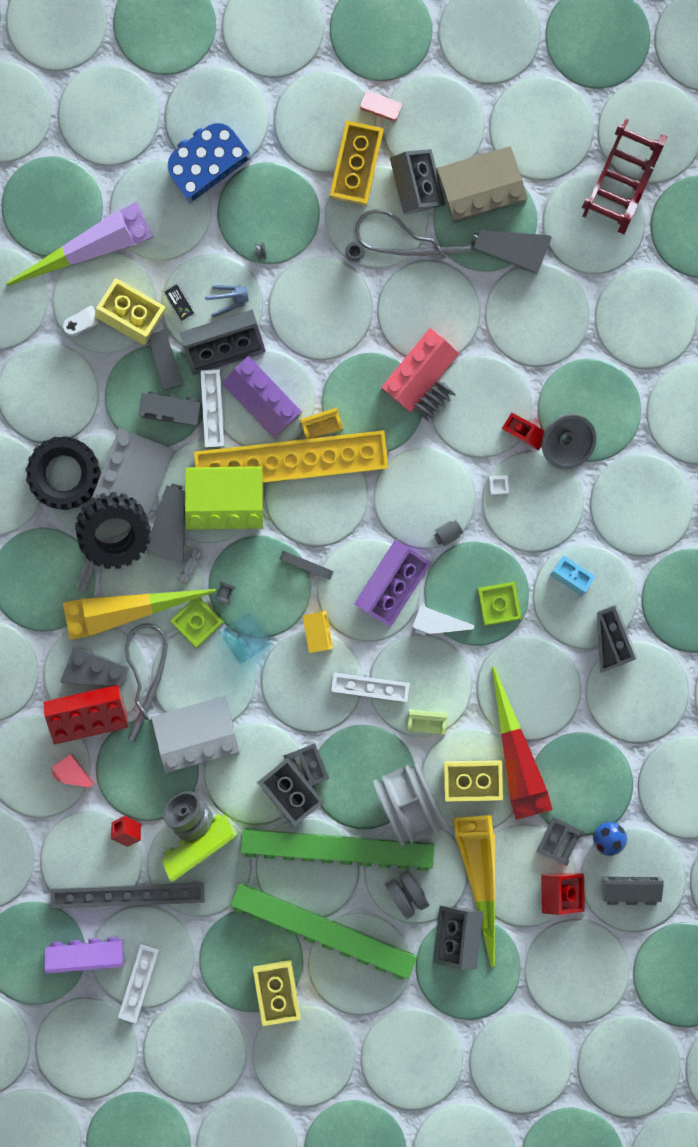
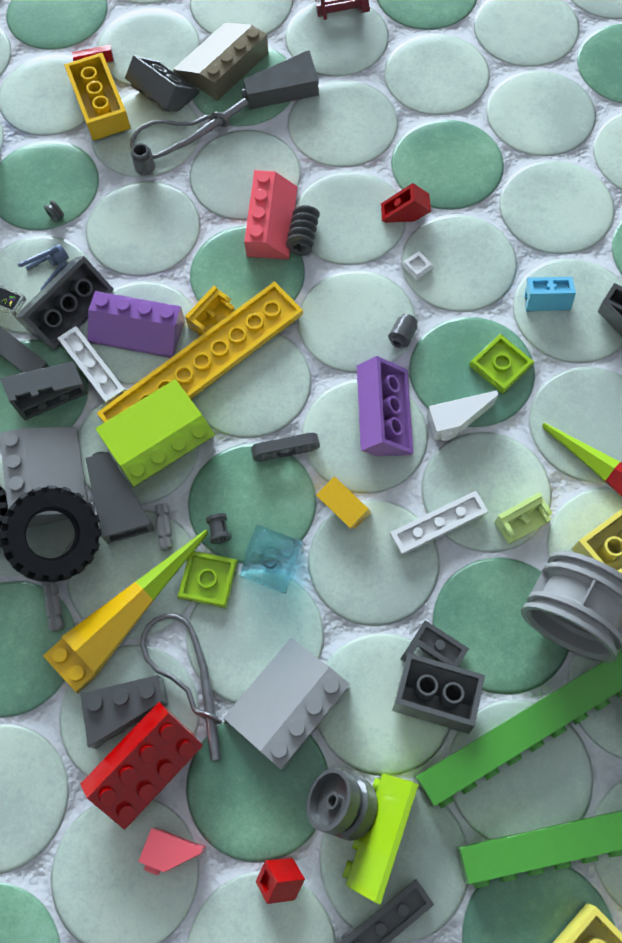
camera: 30 degrees left, 20 degrees down
(576, 446) = (452, 185): dark grey dish -> none

